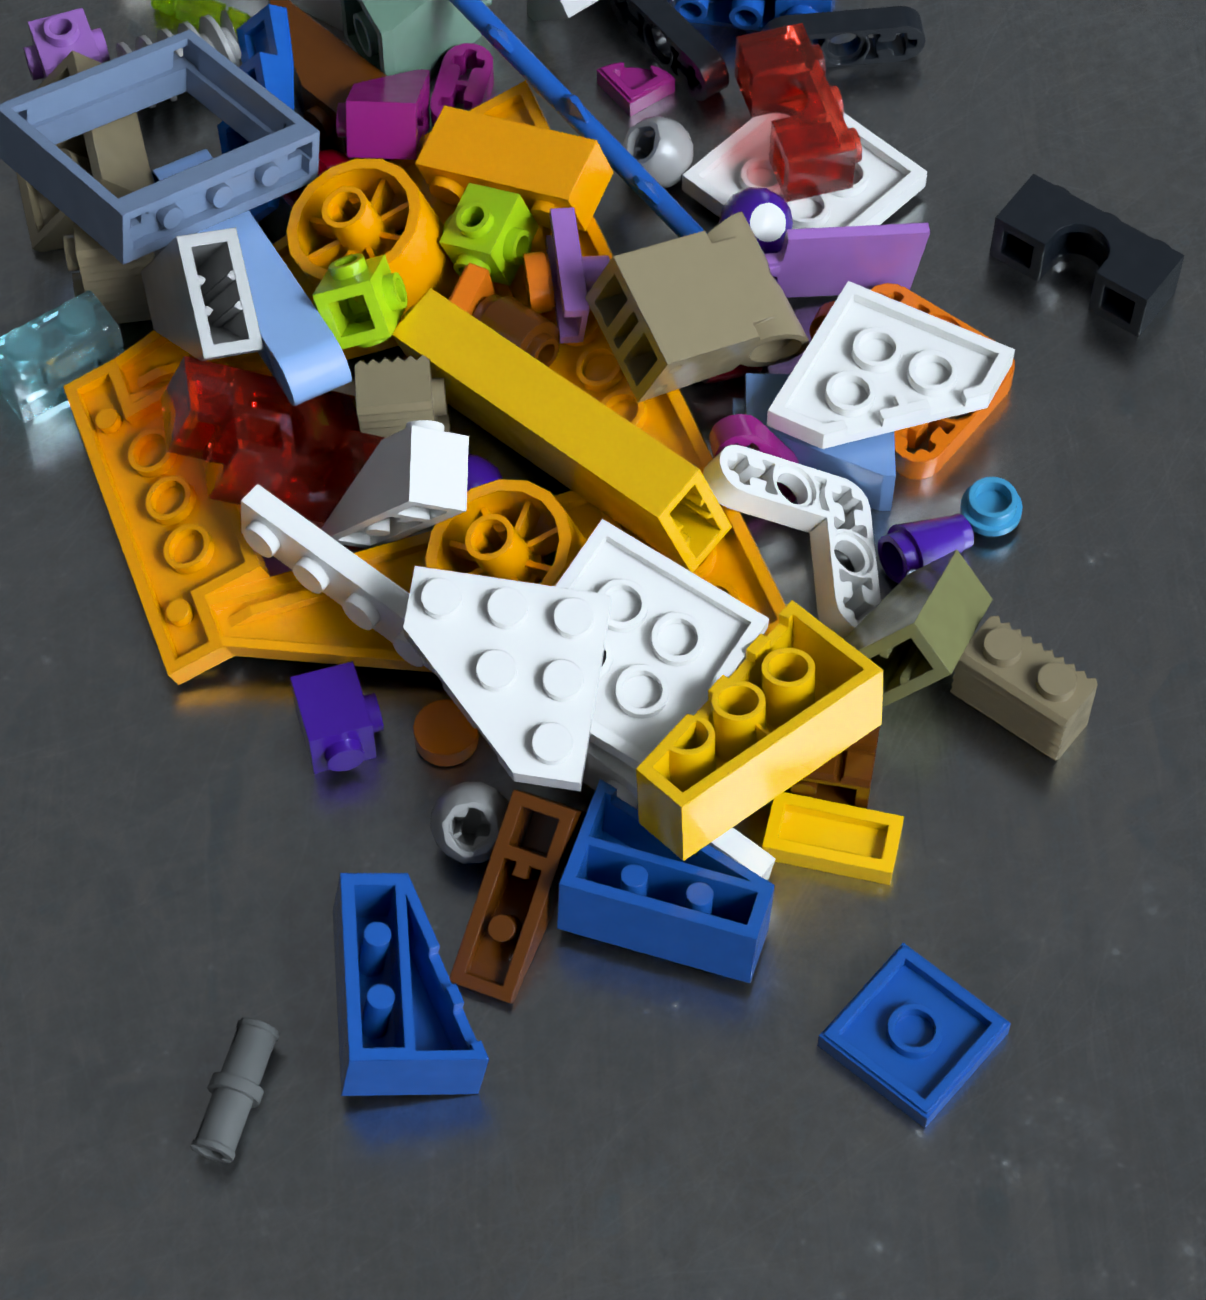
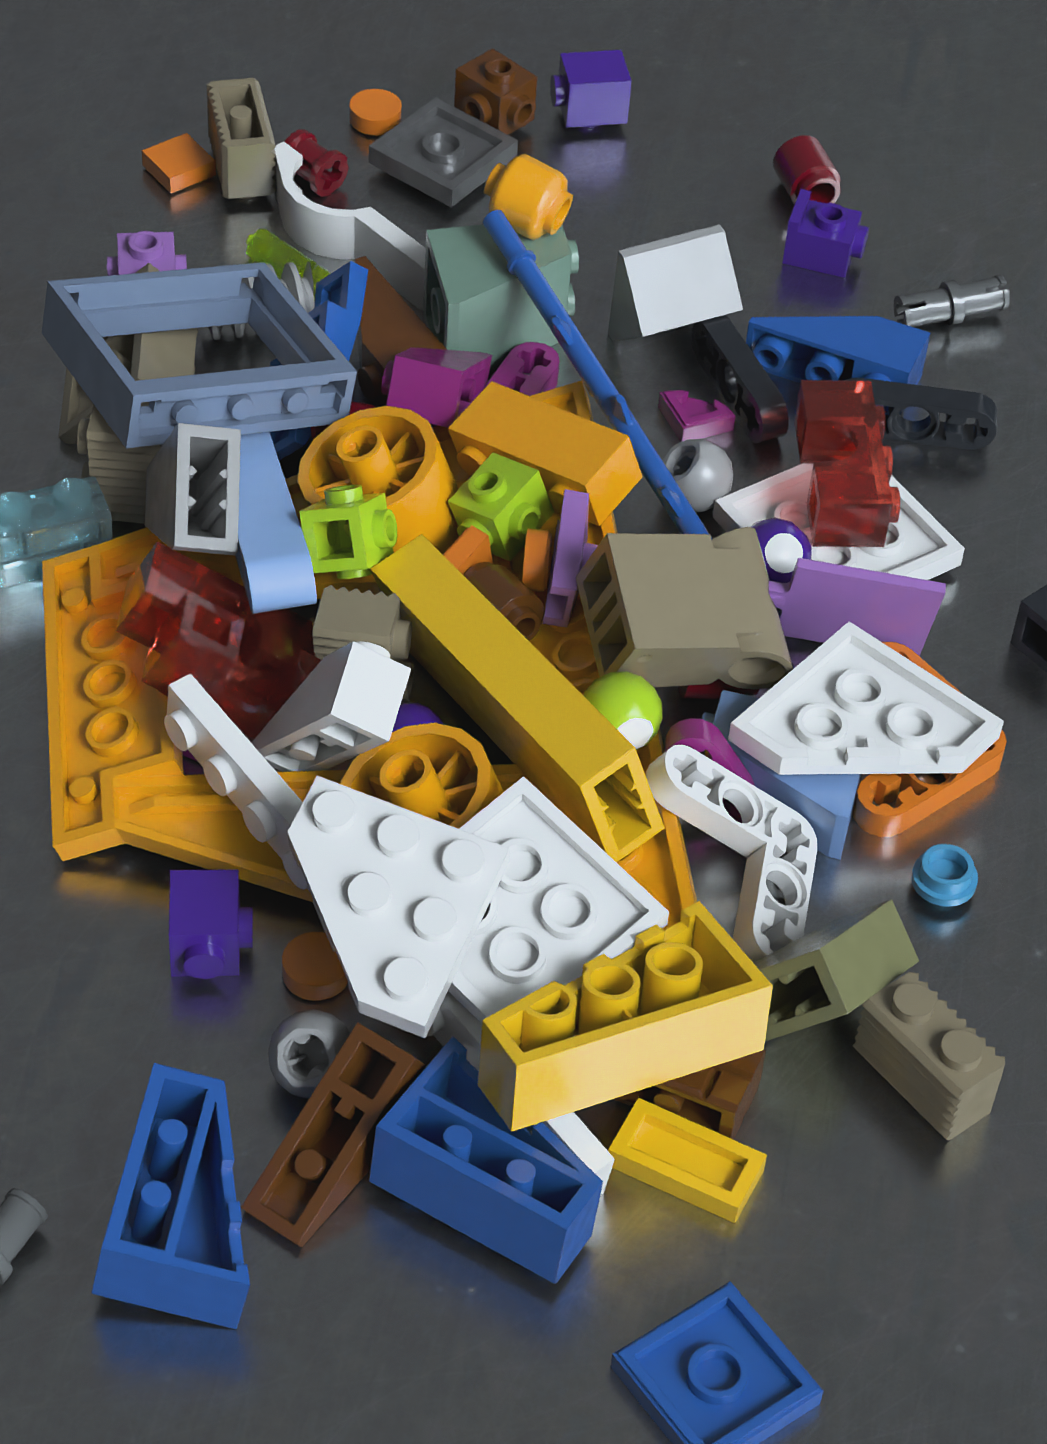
camera: 10 degrees right, 10 degrees down
(668, 417) = (628, 705): none -> lime piece
(922, 542) = (855, 889): dark purple cone -> none

